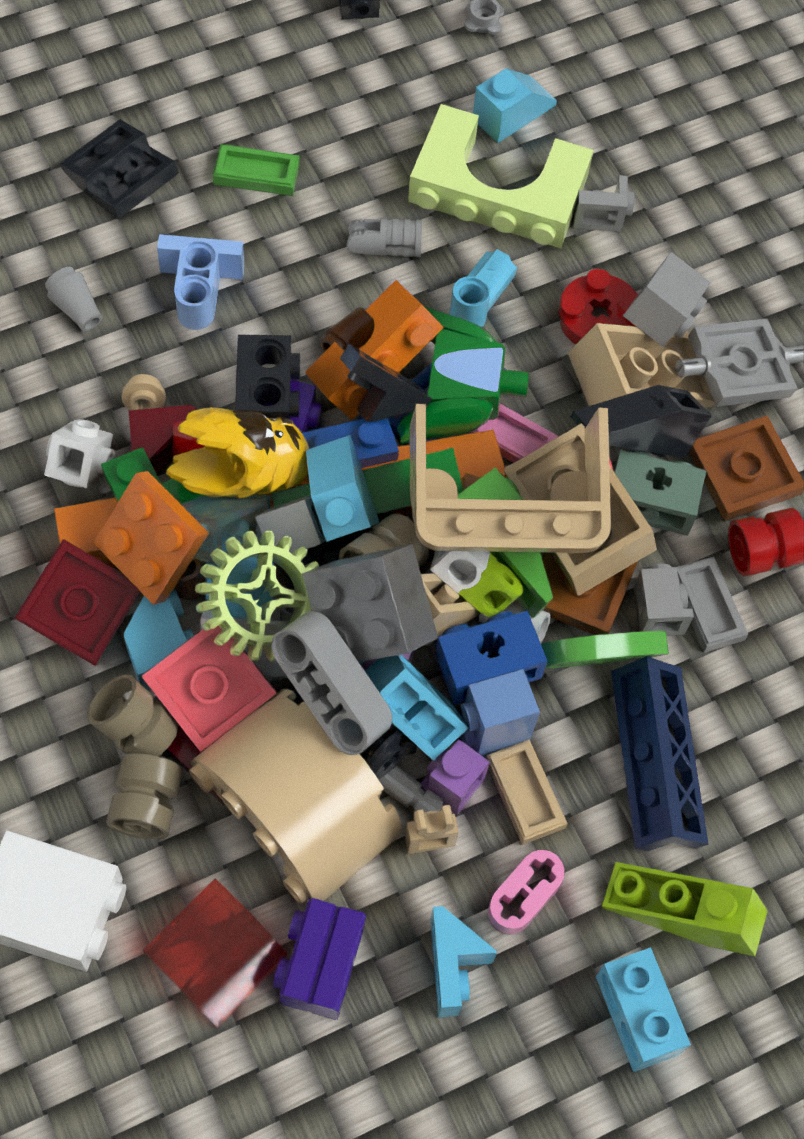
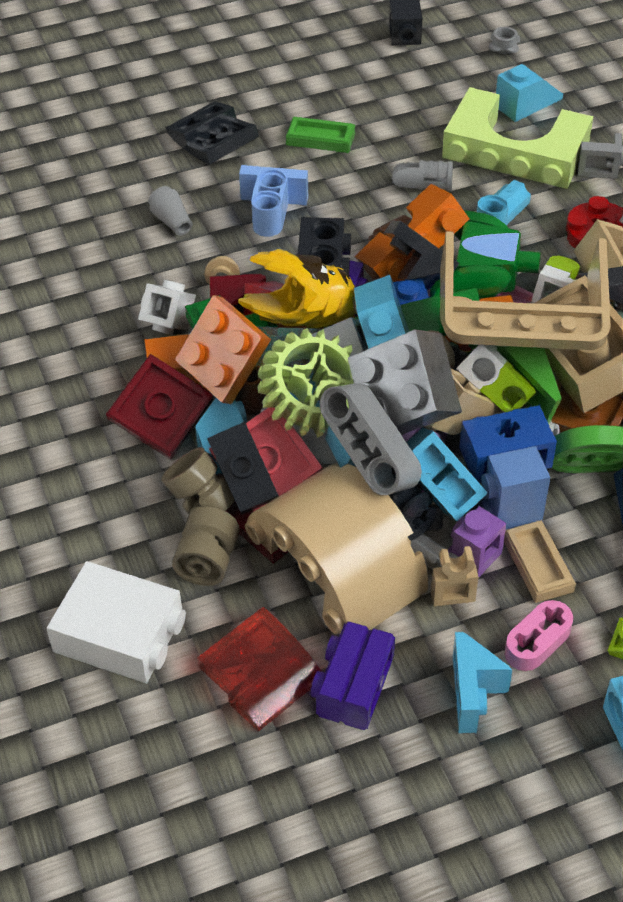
camera: 10 degrees right, 15 degrees down
(183, 701) = (243, 468): none -> black plate
(546, 409) = (556, 274): none -> white leg

